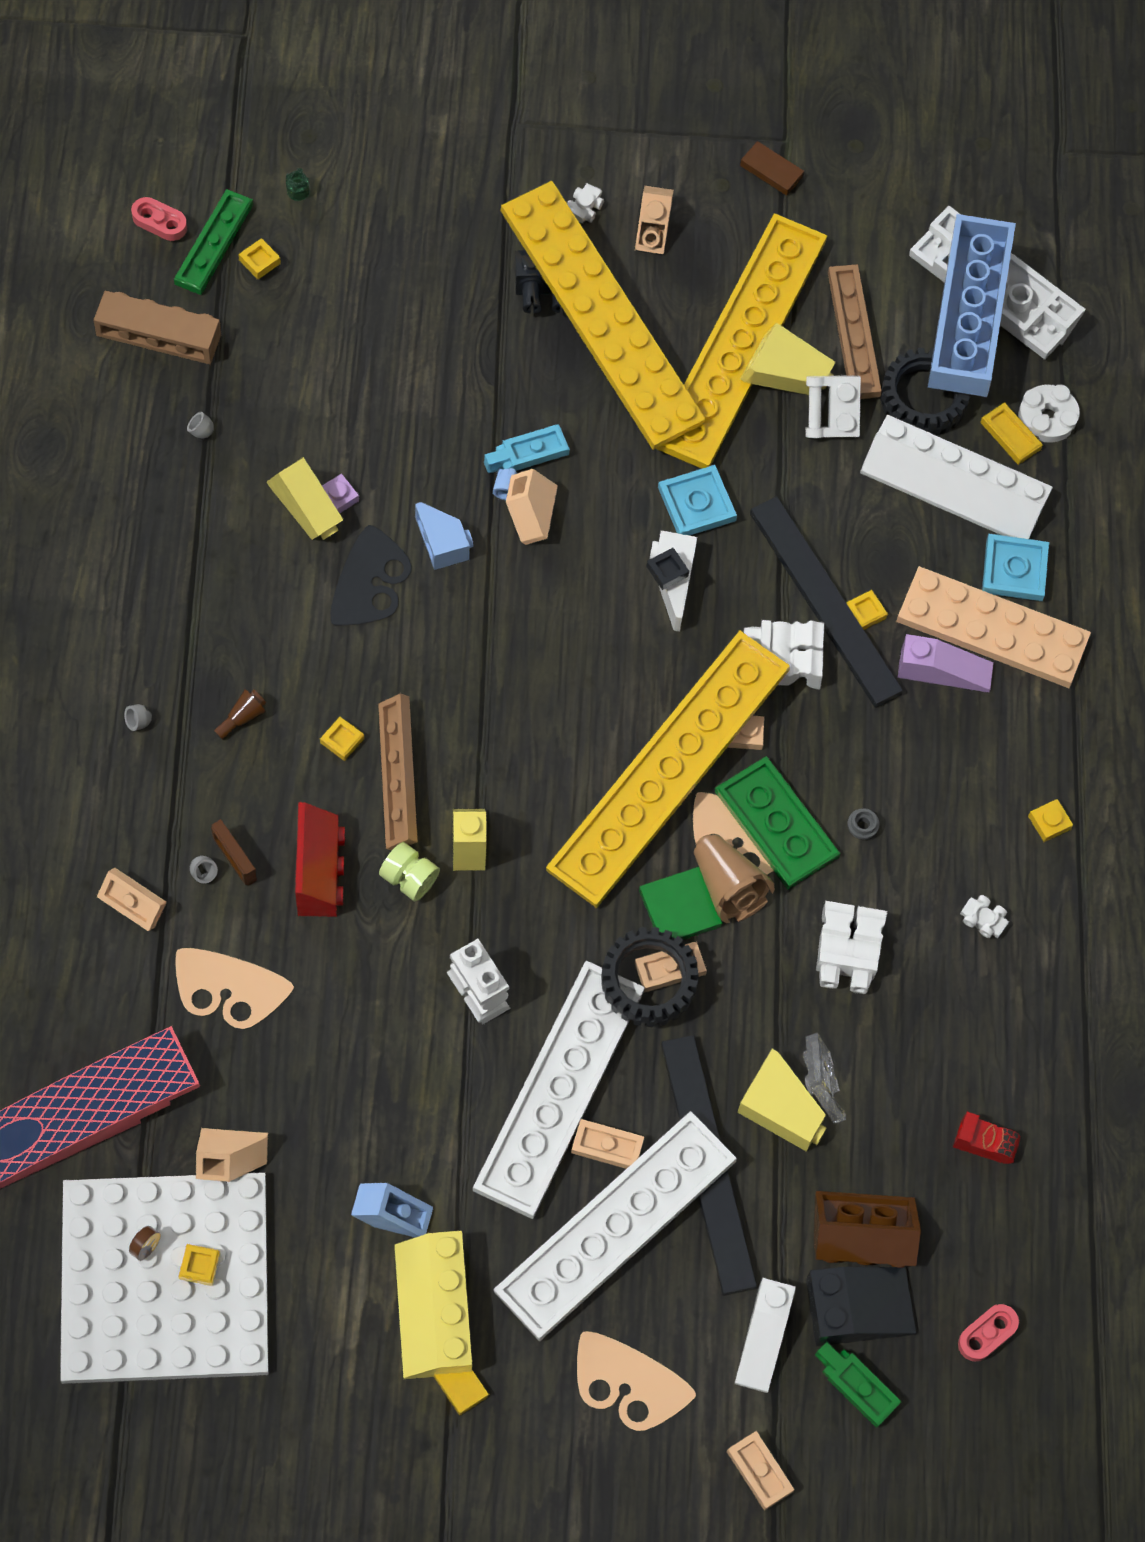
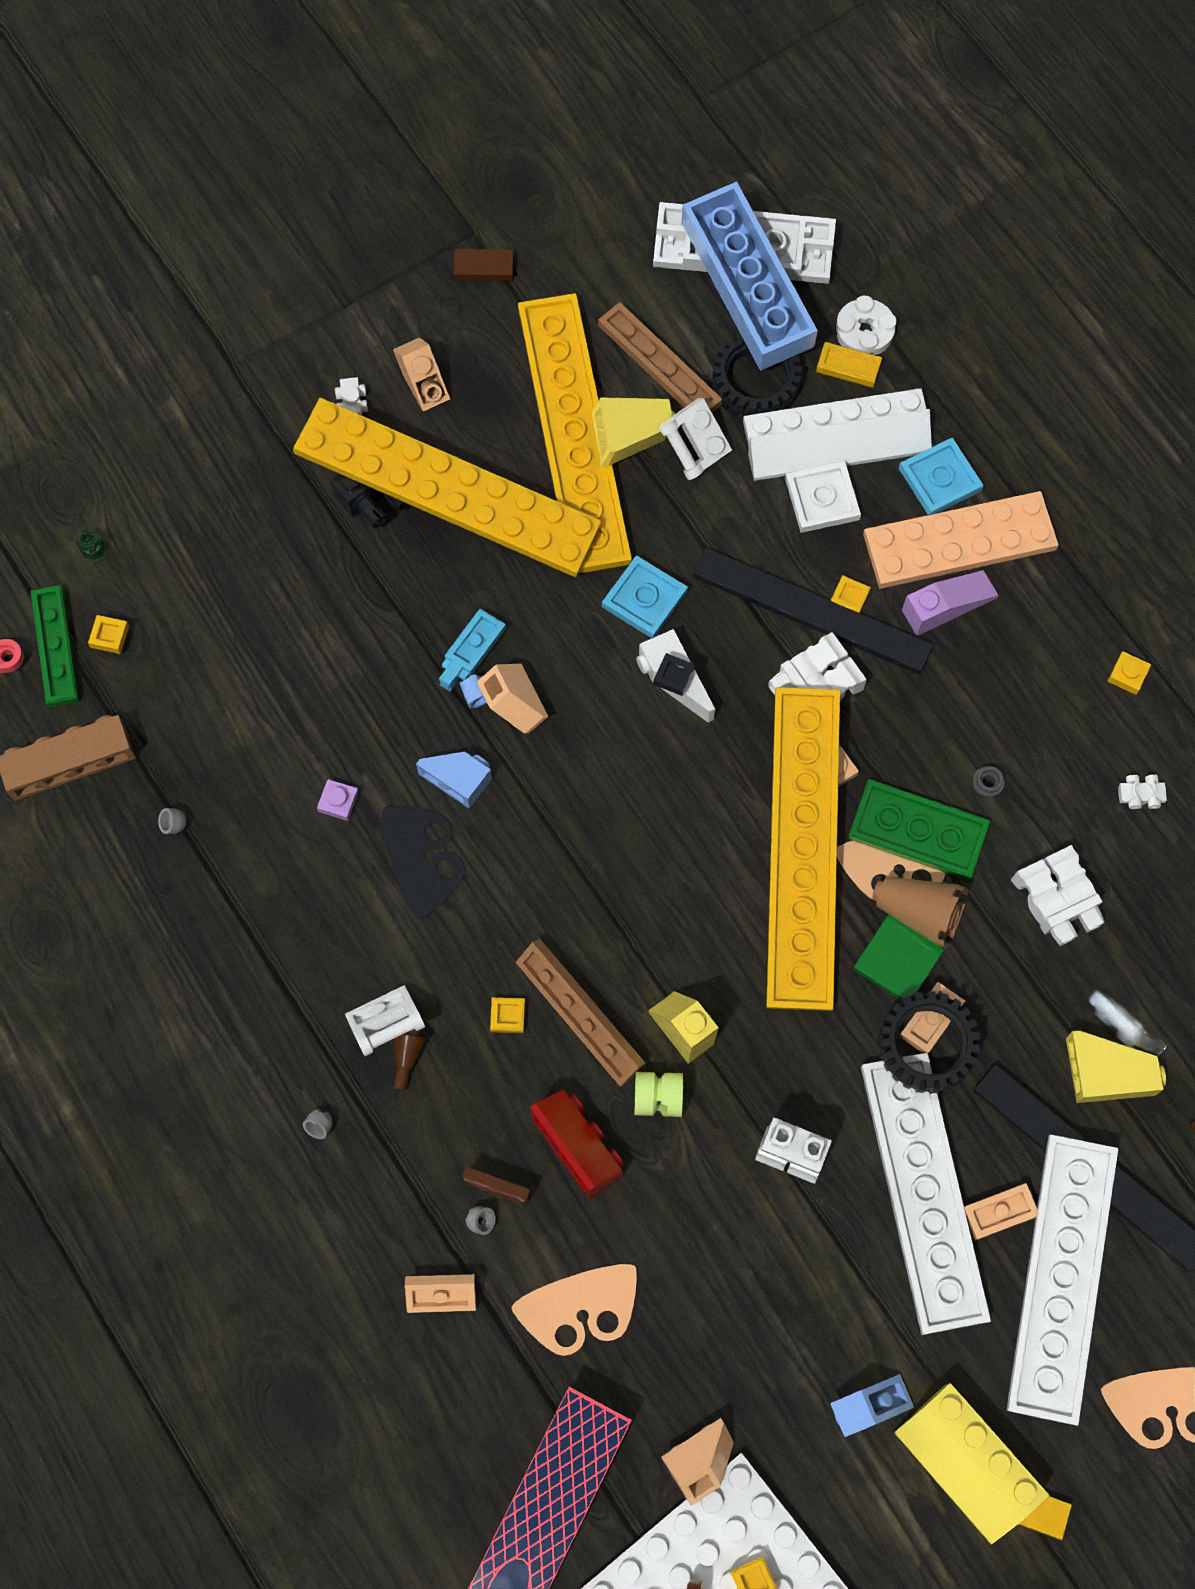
camera: 30 degrees left, 5 degrees up
(244, 674) = (381, 1013): none -> white plate
(306, 499) = (316, 824): light yellow slope -> none
(904, 519) = (822, 496): none -> white plate

